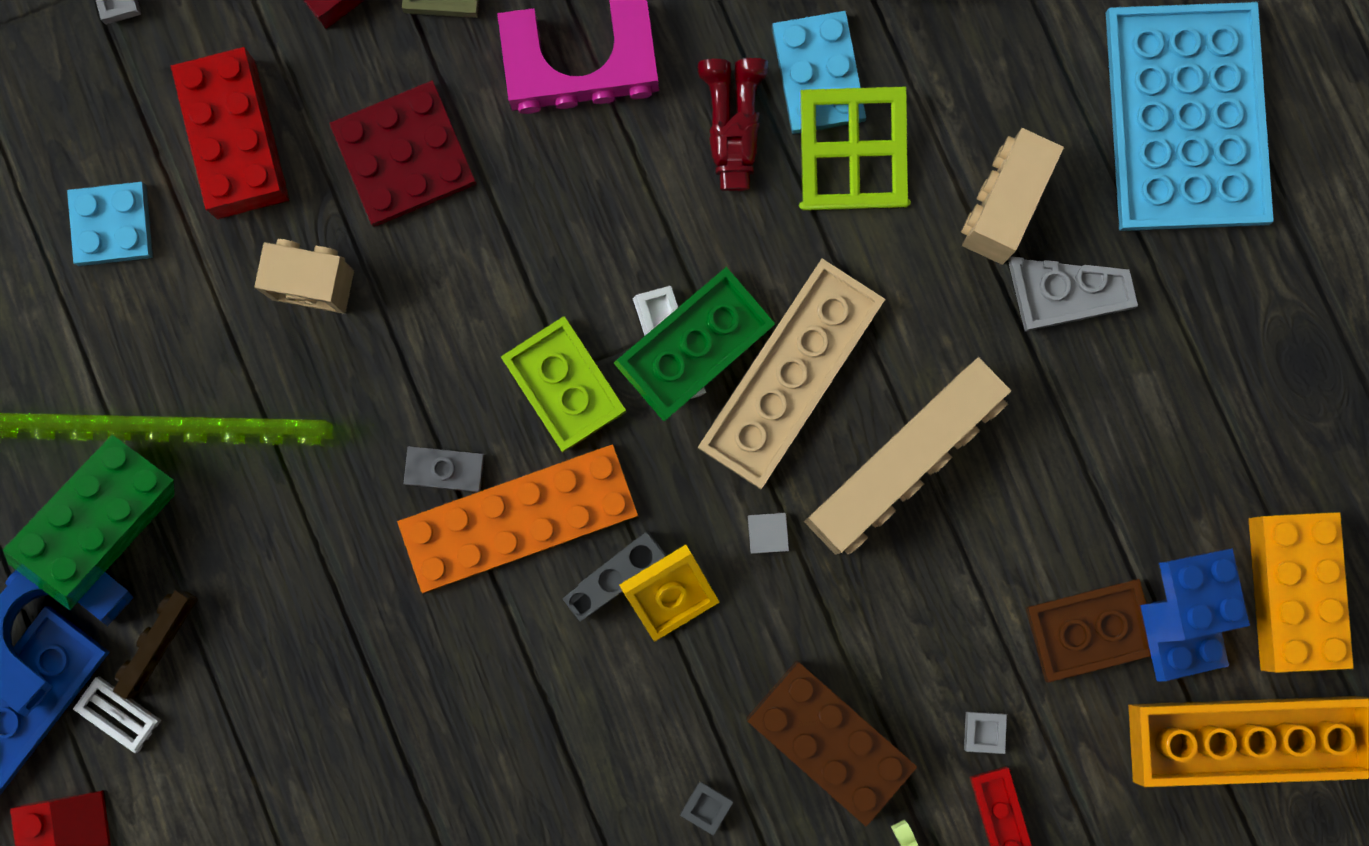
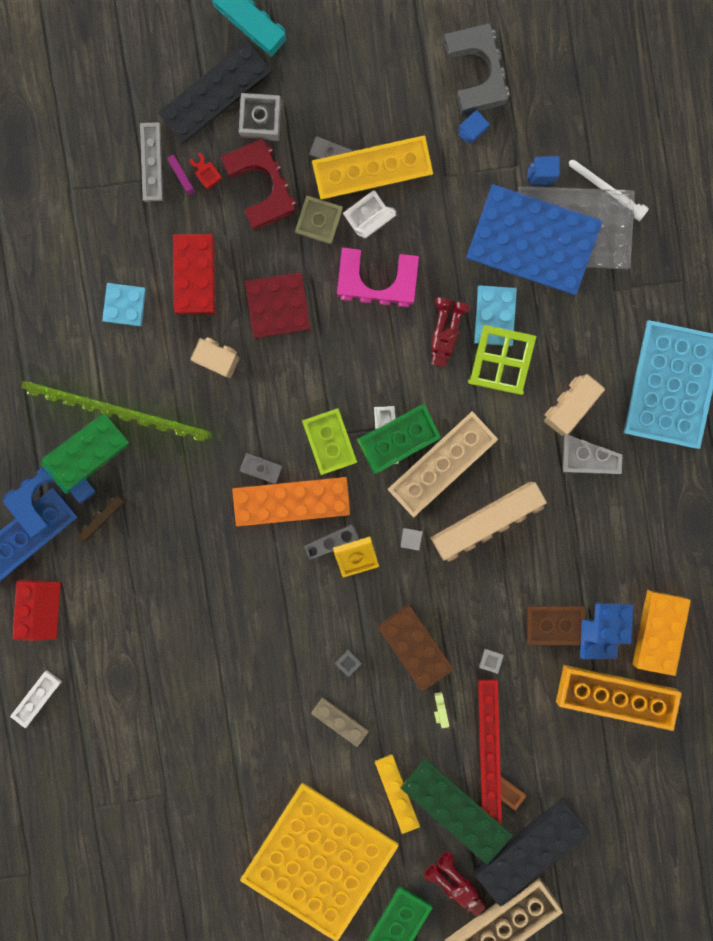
camera: 15 degrees right, 5 degrees up
(129, 704) = (86, 559): white tile -> none

